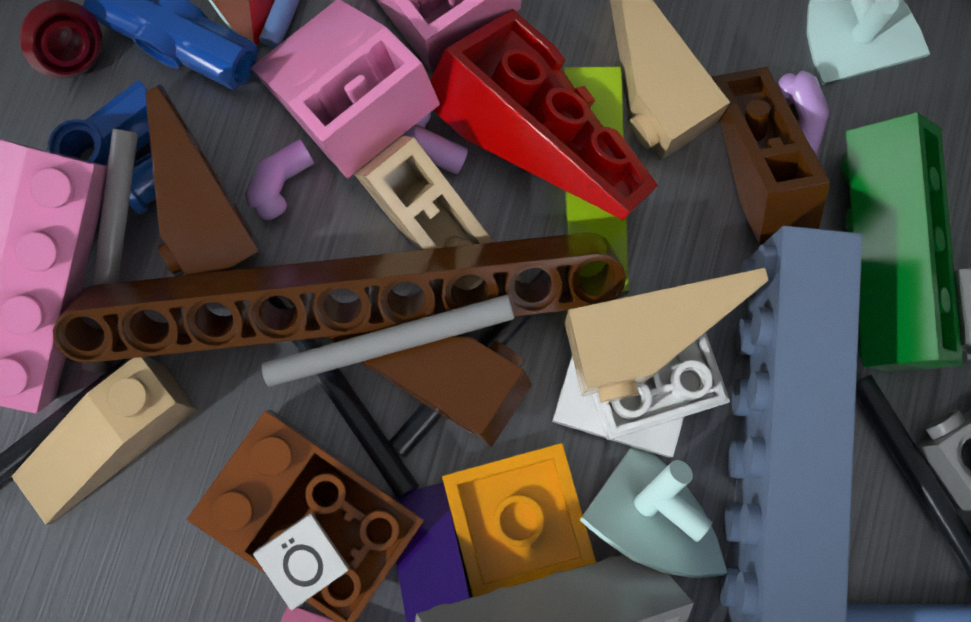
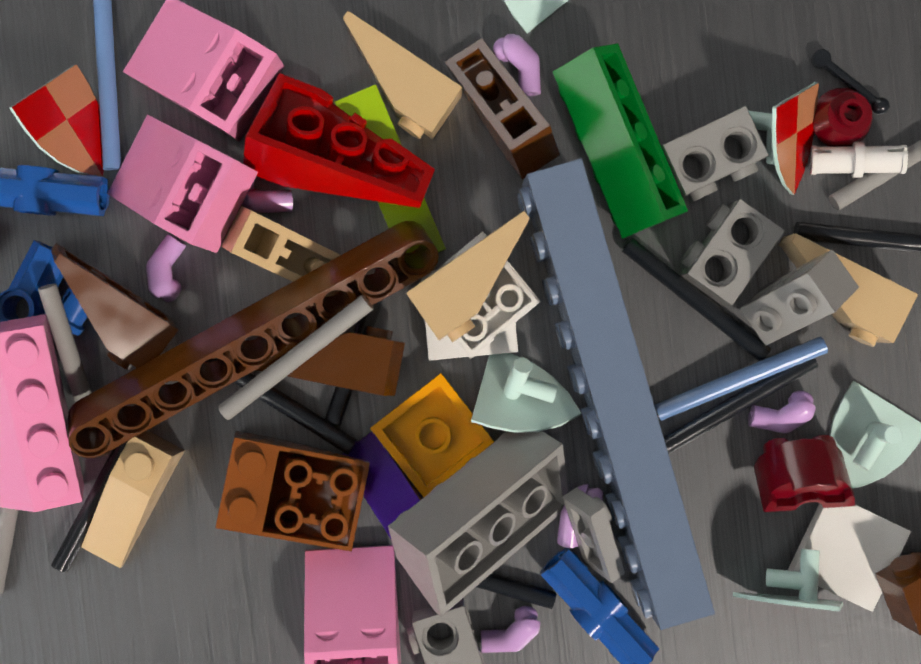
camera: 25 degrees left, 10 degrees up
(301, 561) = (301, 522): white tile -> none

